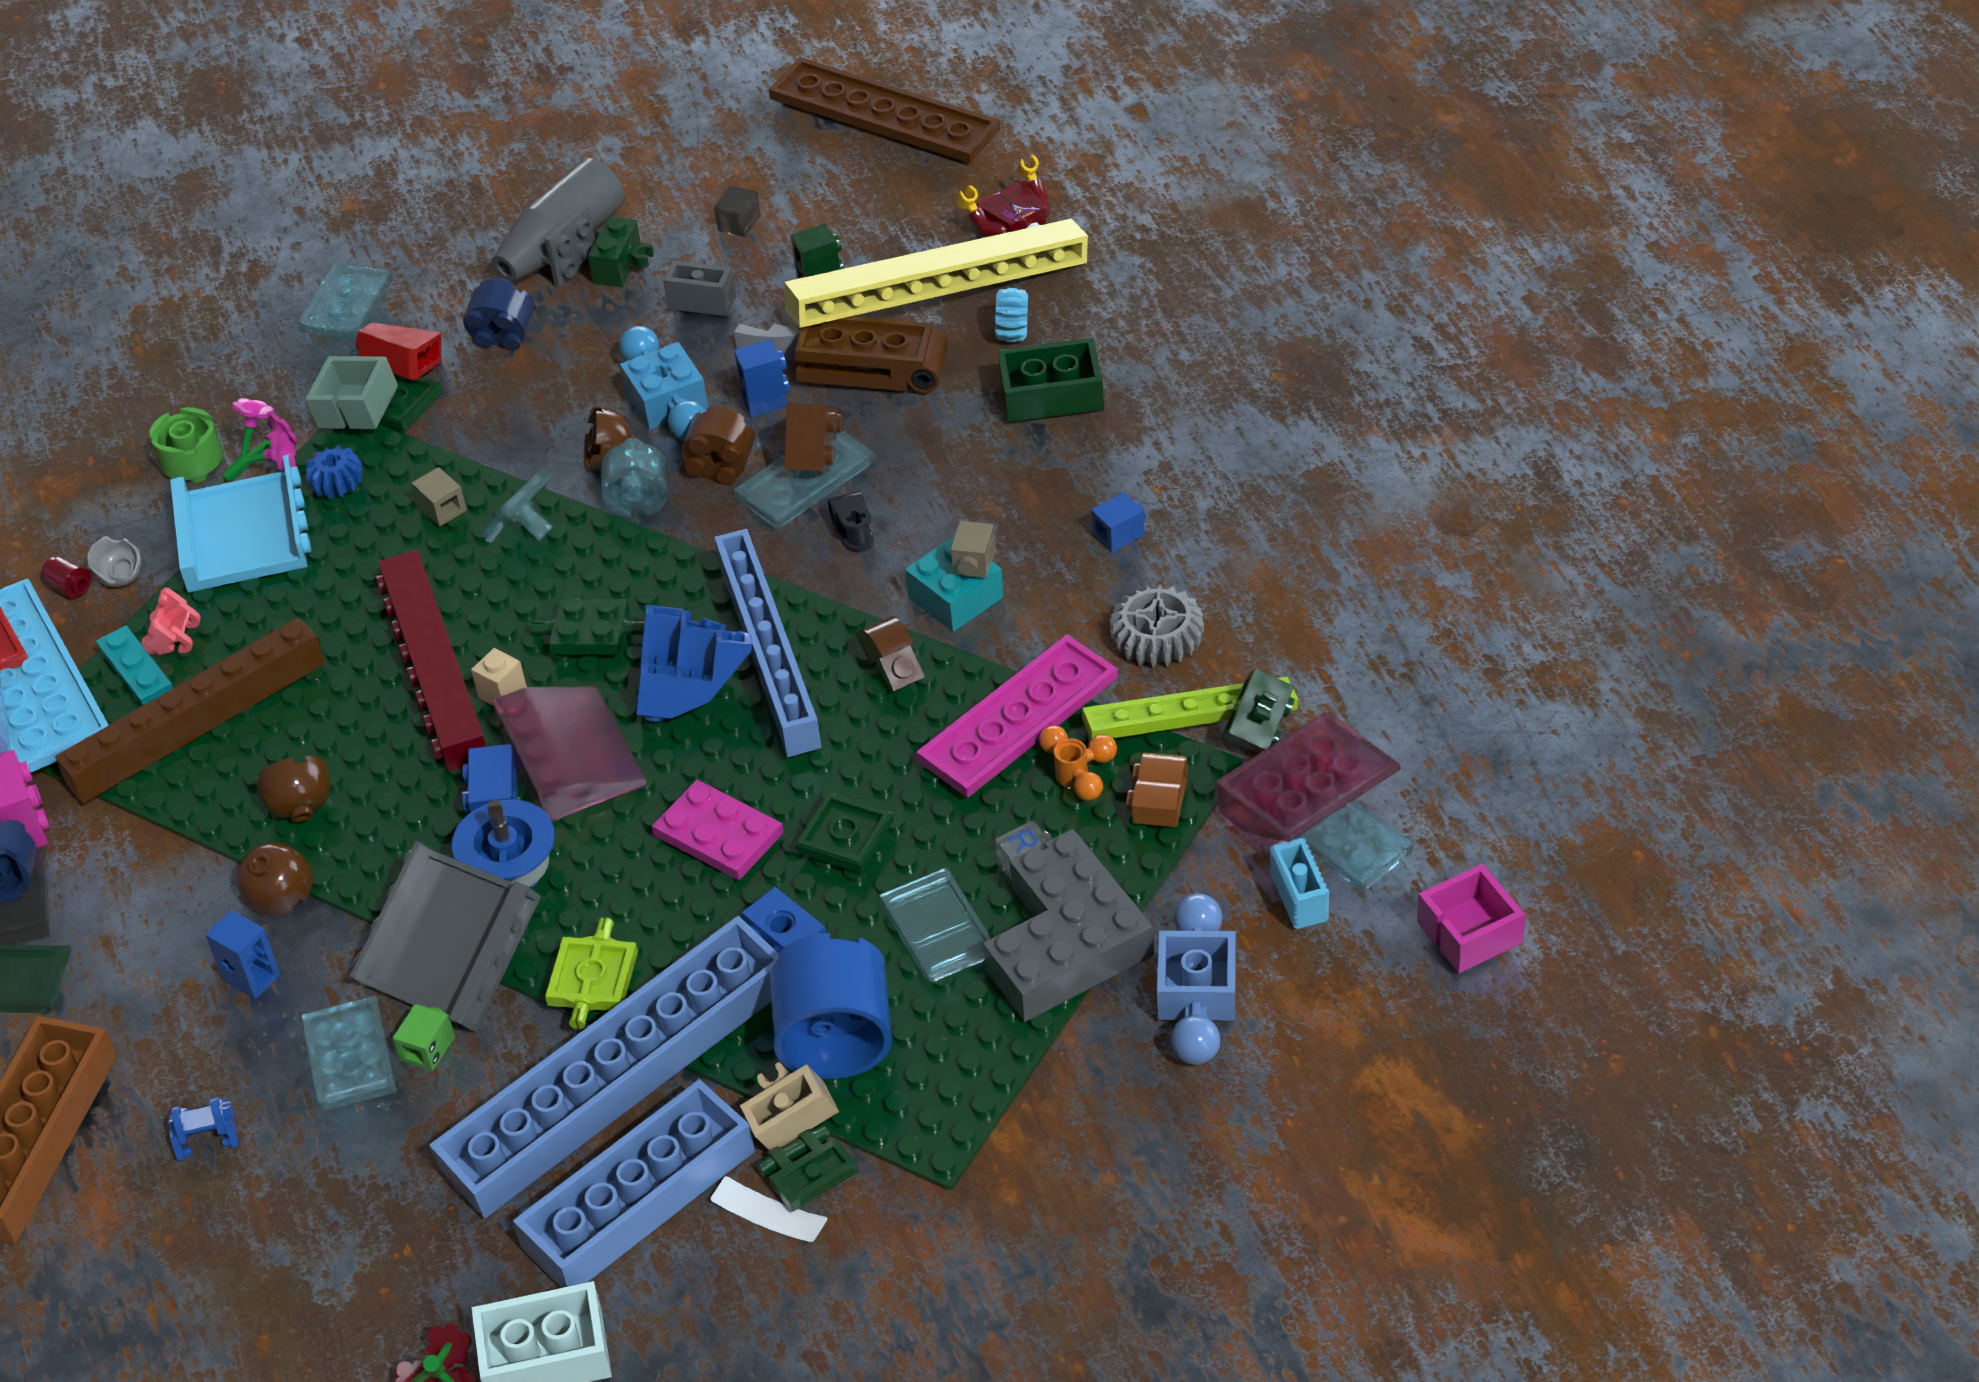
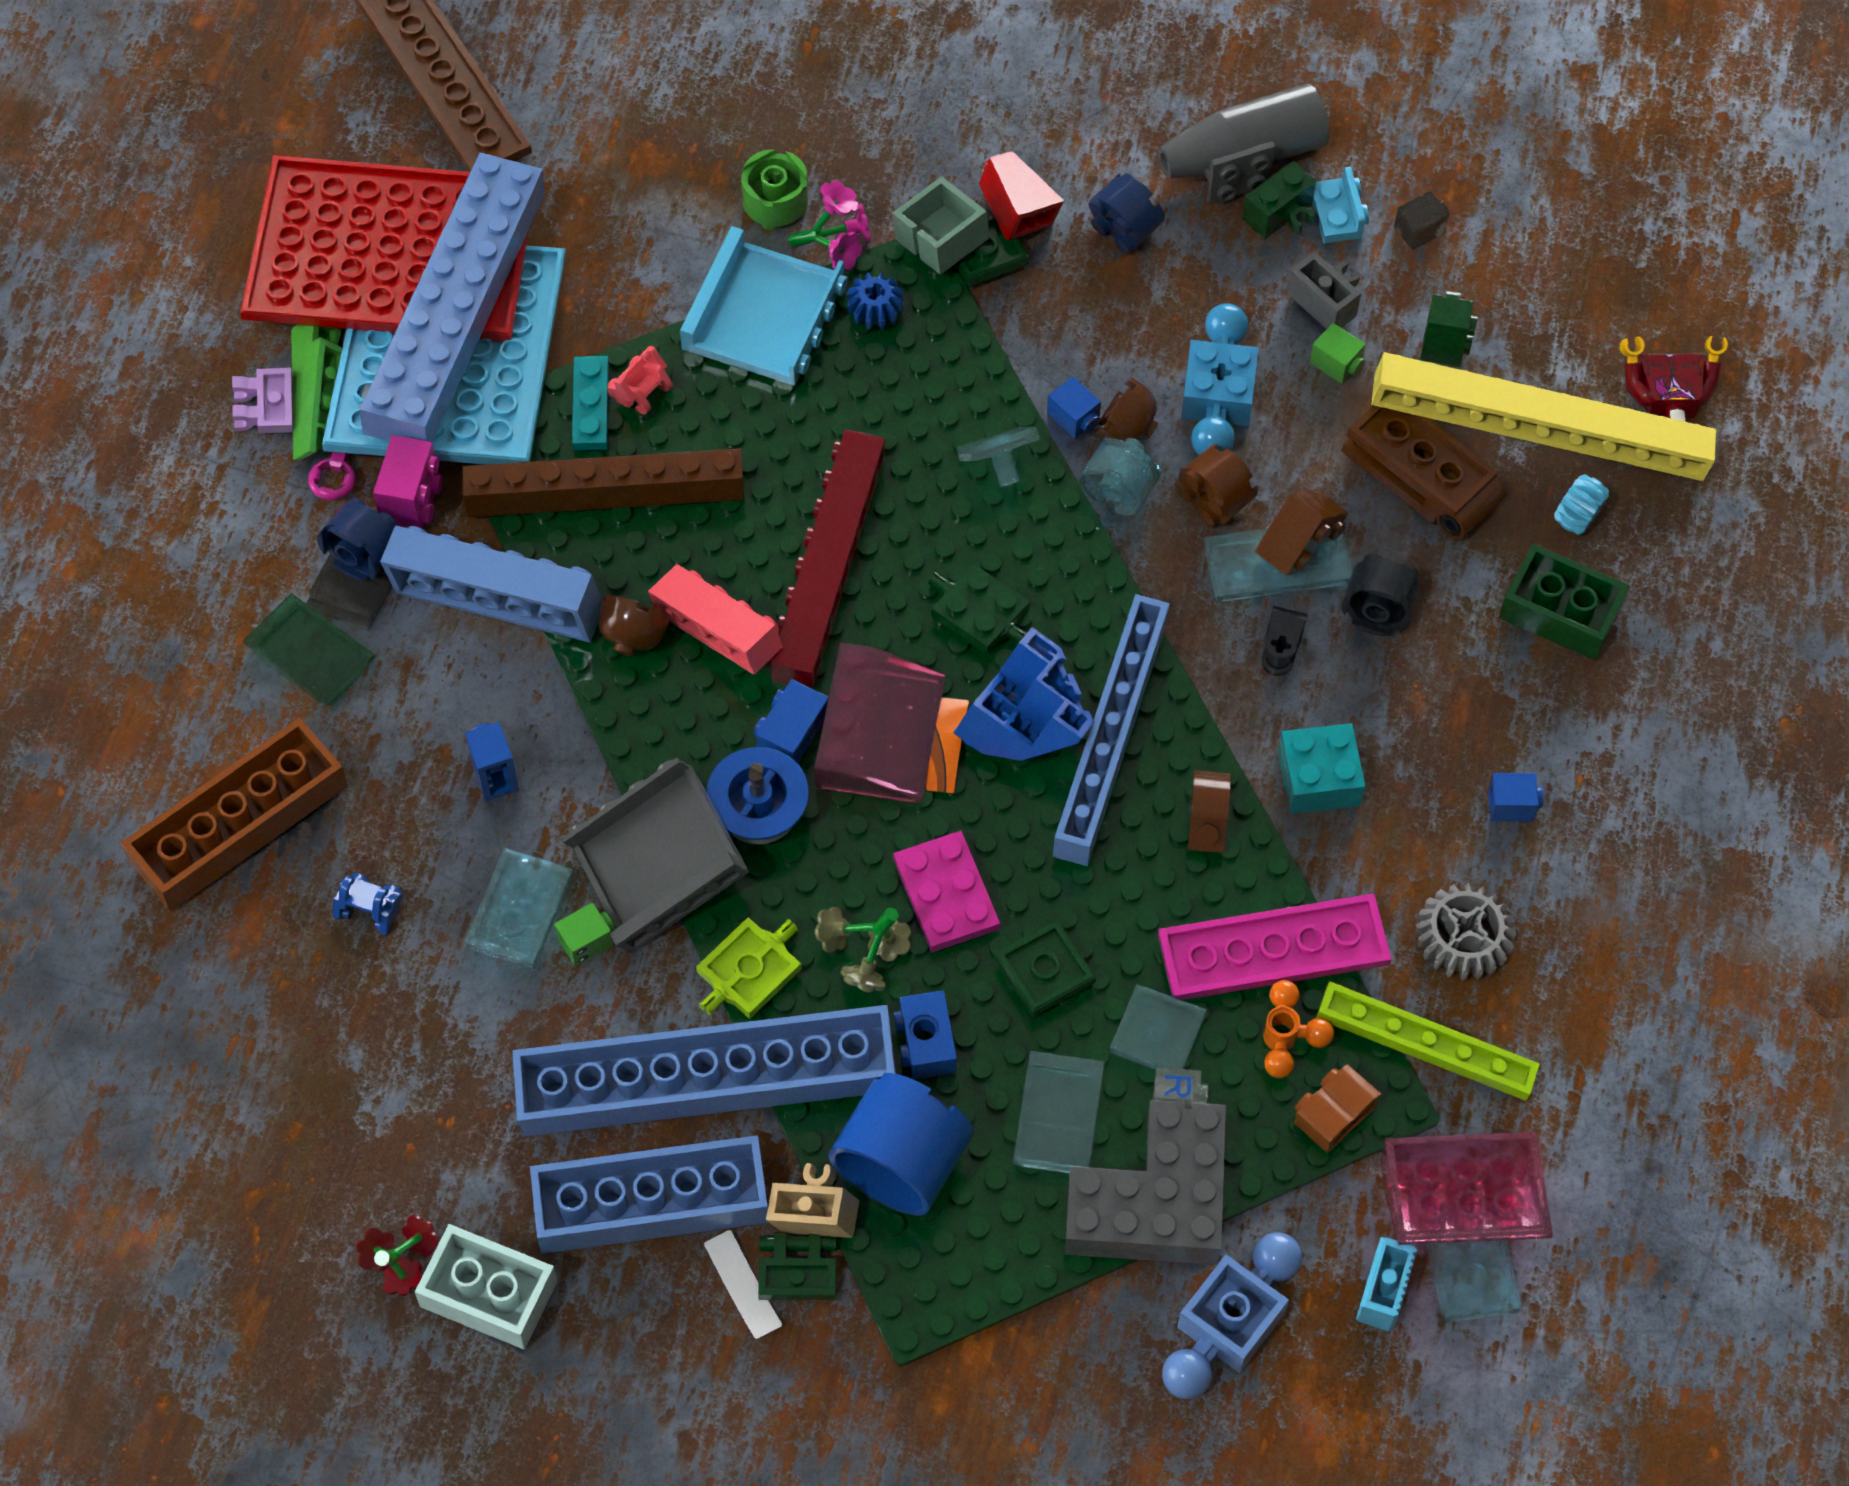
camera: 30 degrees right, 15 degrees up
(66, 577) = (595, 268): dark red brick -> none
(114, 561) = (640, 279): light grey hair -> none
(145, 826) = (492, 582): none -> medium blue brick
(274, 879) = (565, 698): reddish brown cylinder -> none
(345, 301) = (1010, 106): clear light blue plate -> none
(372, 742) = (717, 618): none -> coral brick
(439, 496) = (944, 385): dark tan brick -> none
(497, 676) = (867, 618): tan brick -> none
(560, 459) = (1074, 408): none -> blue brick
(637, 734) = (946, 746): none -> orange sticker
(669, 234) = (1340, 208): none -> medium azure bracket
(693, 889) = (887, 939): none -> olive plant
(741, 312) = (1338, 353): none -> bright green brick
(761, 377) = (1306, 434): blue brick -> none
(781, 337) = (1350, 398): light grey slope -> none
(885, 109) = (1642, 181): reddish brown plate -> none
(907, 447) = (1381, 595): none -> black brick
(970, 821) = (1157, 1029): none -> clear light blue plate
(973, 549) = (1346, 757): dark tan brick -> none
(1258, 712) = (1479, 1090): dark green brick -> none
(1471, 918) = (1506, 1421): dark pink piece -> none

